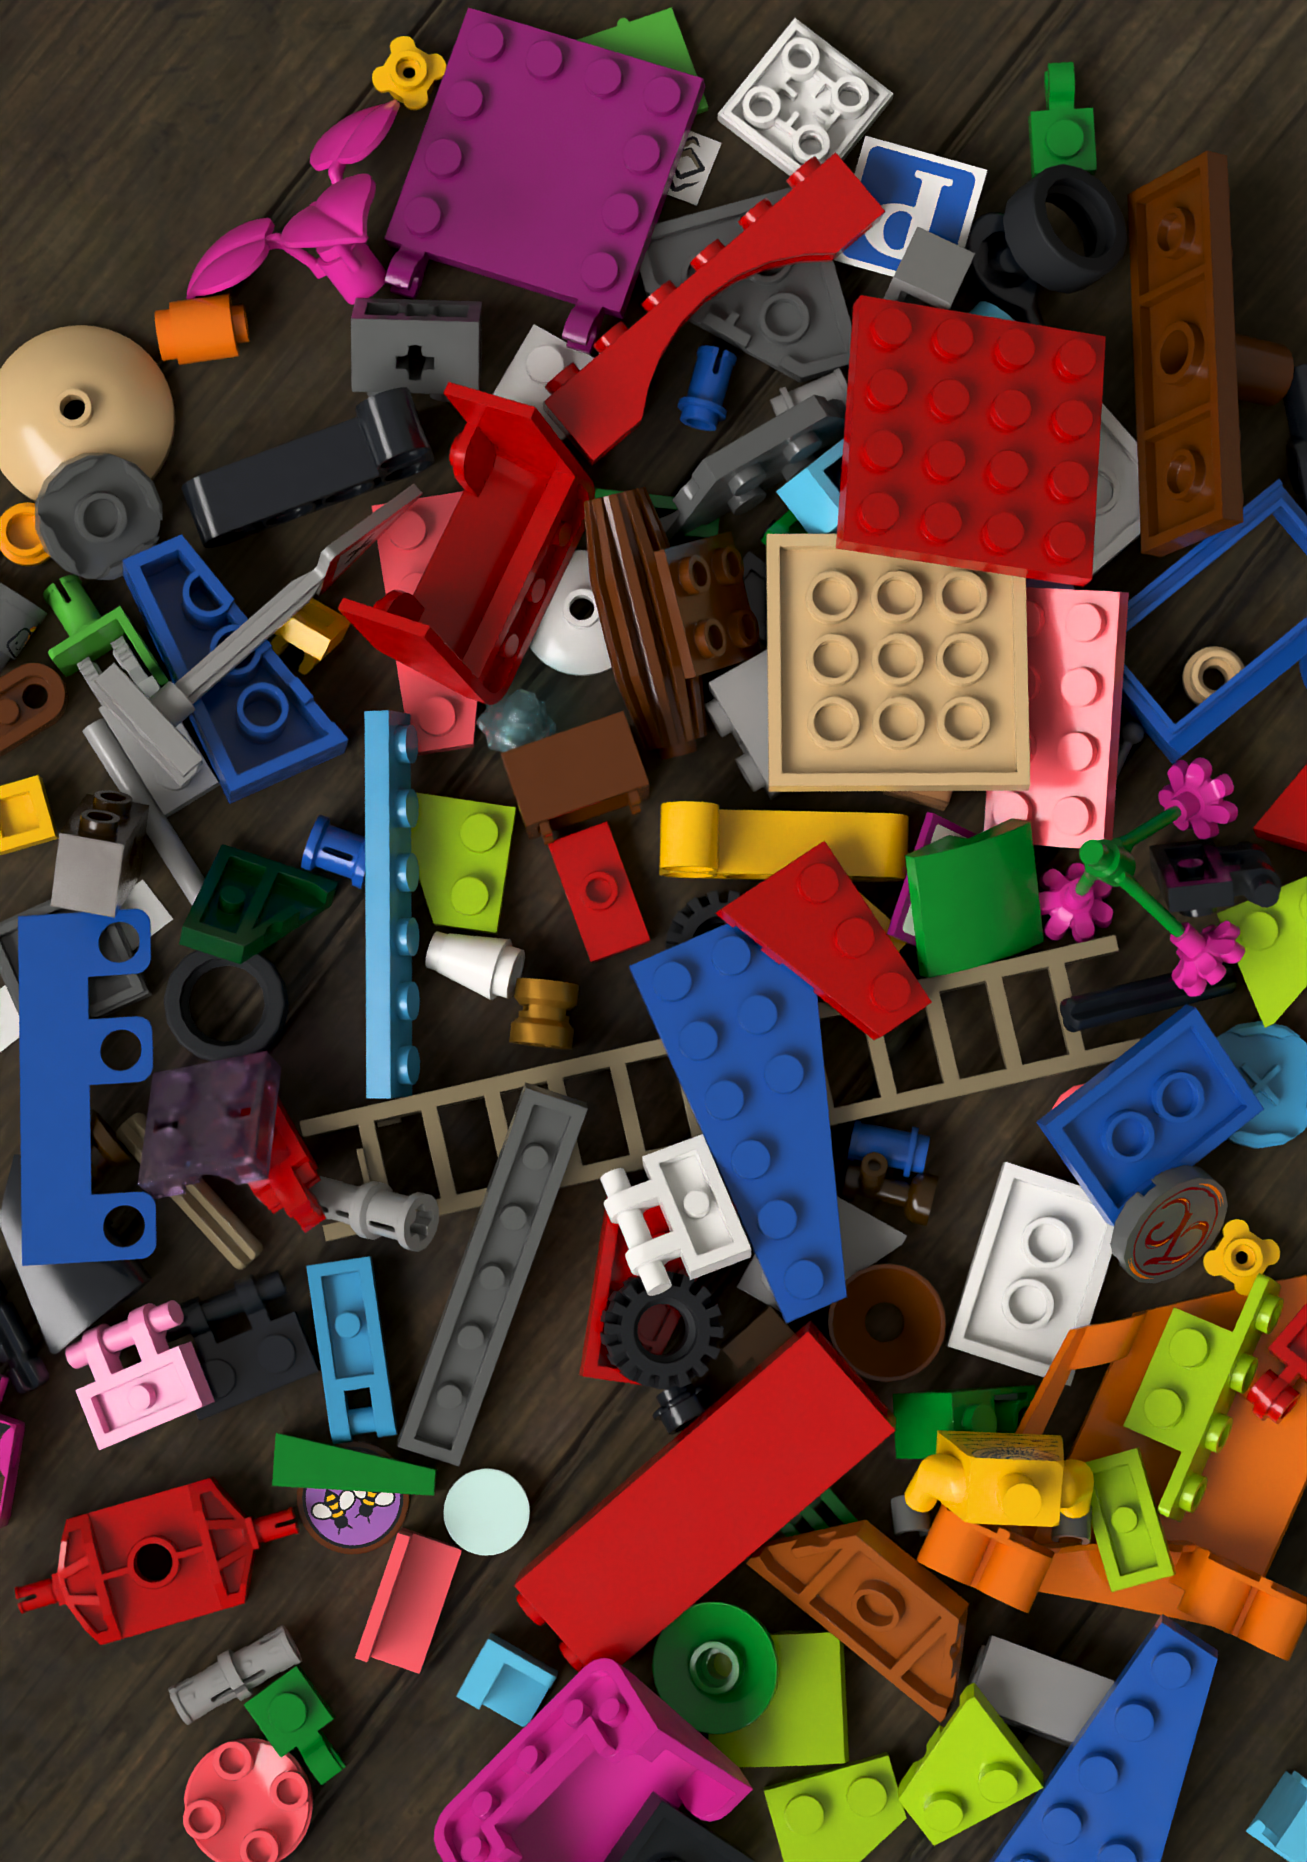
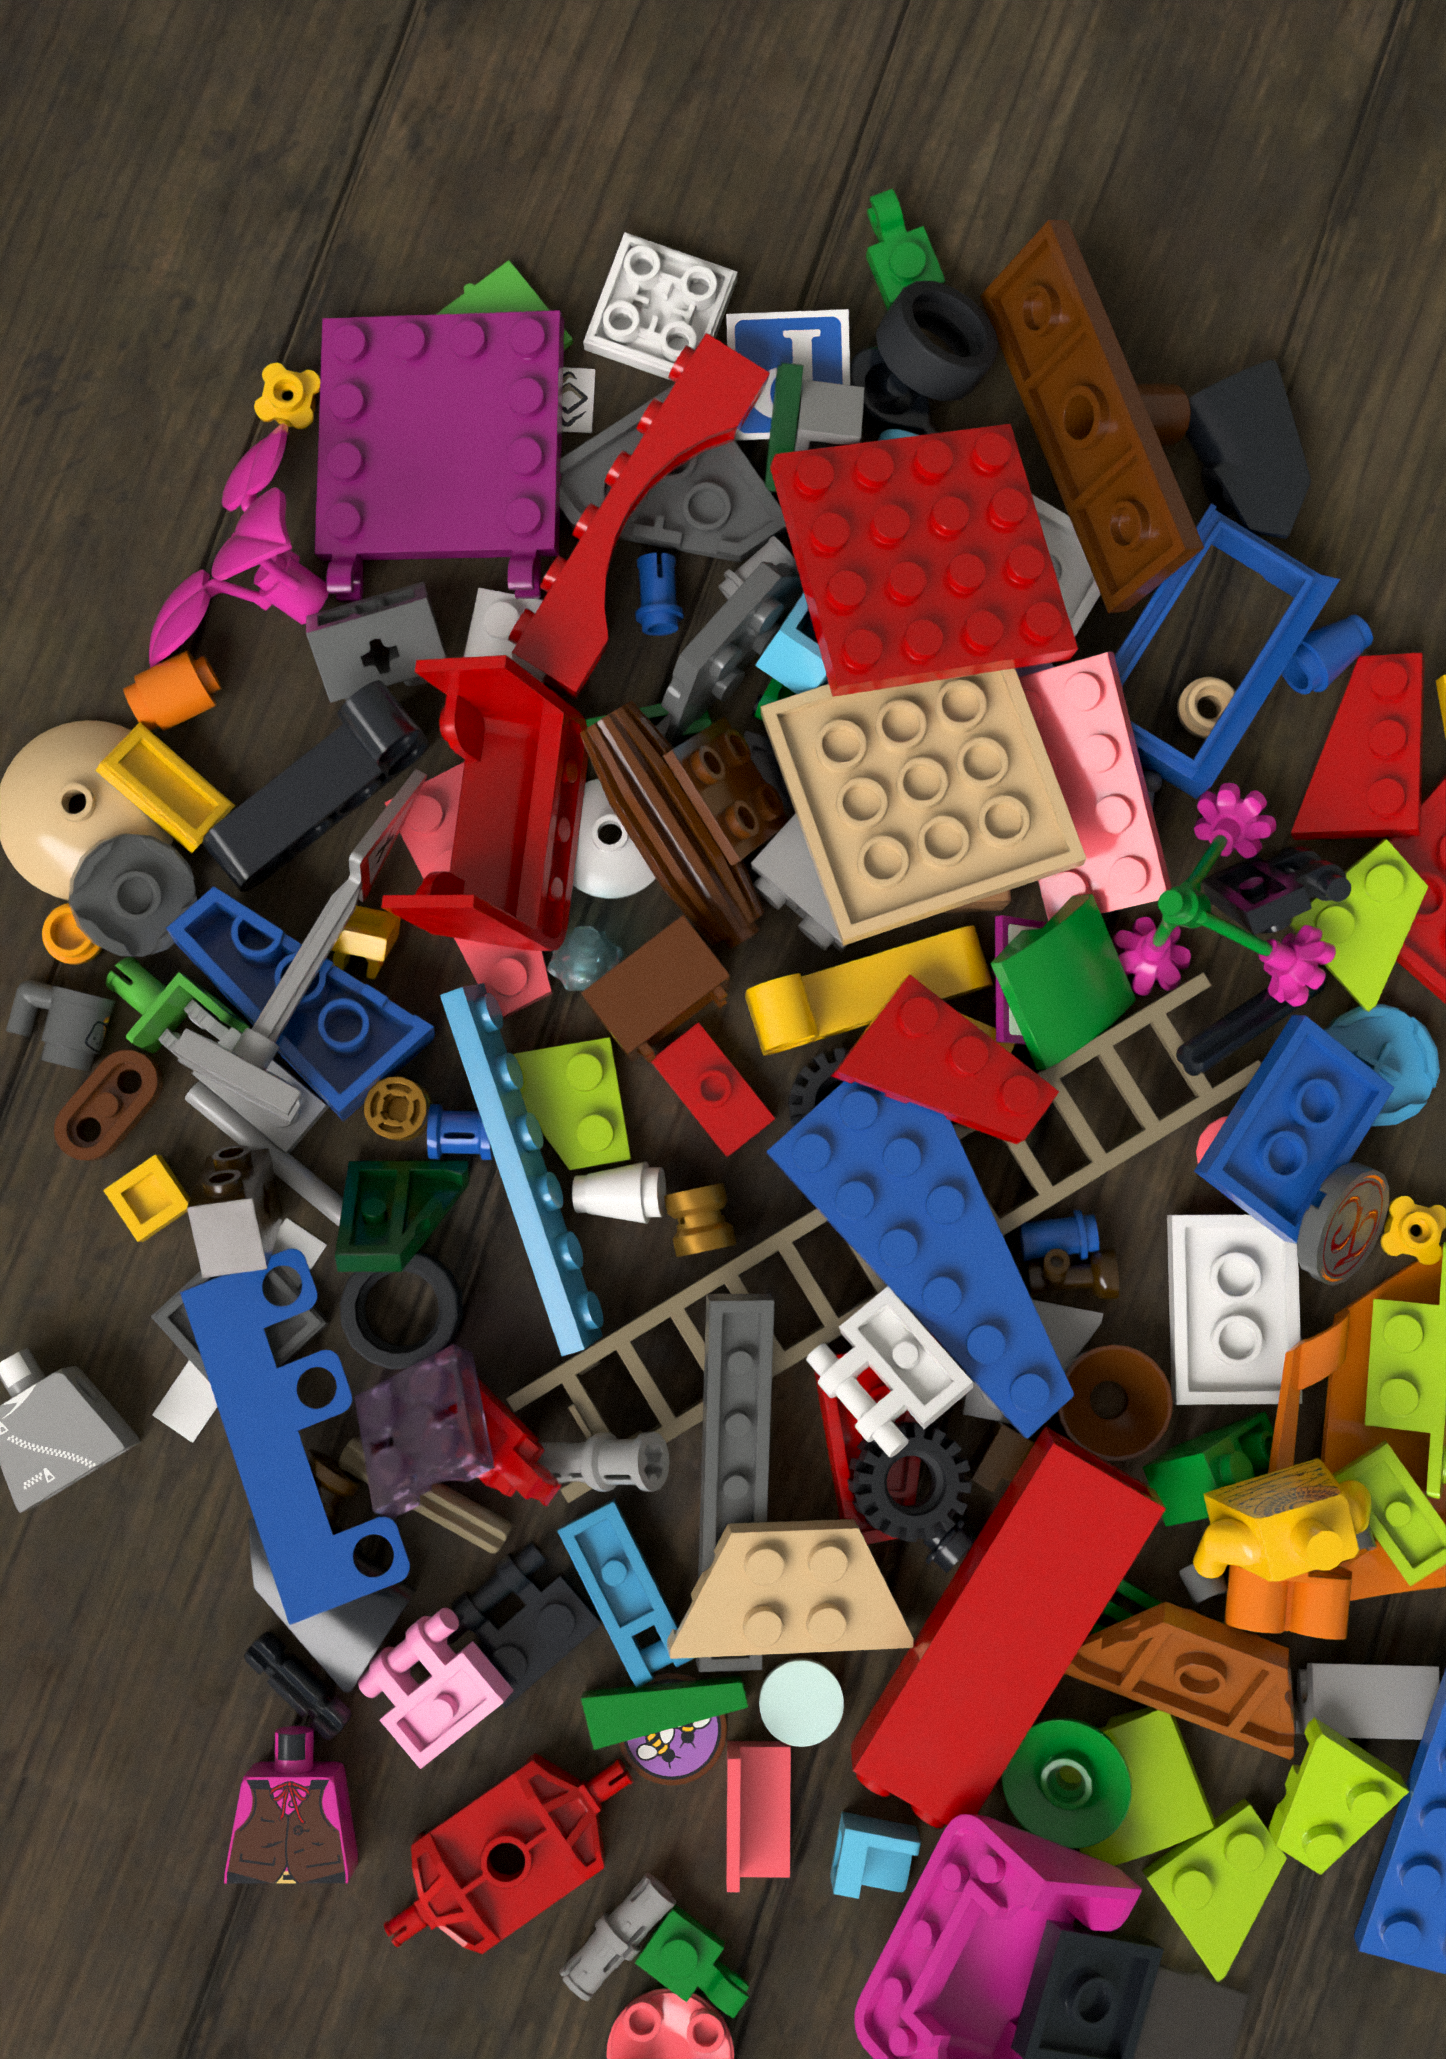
camera: 20 degrees left, 0 degrees up
(164, 421) = (164, 787): none -> yellow tile
(291, 819) = (406, 1115): none -> pearl gold wheel
(510, 1398) = (790, 1593): none -> tan wing
(889, 252) = (784, 414): none -> dark green tile

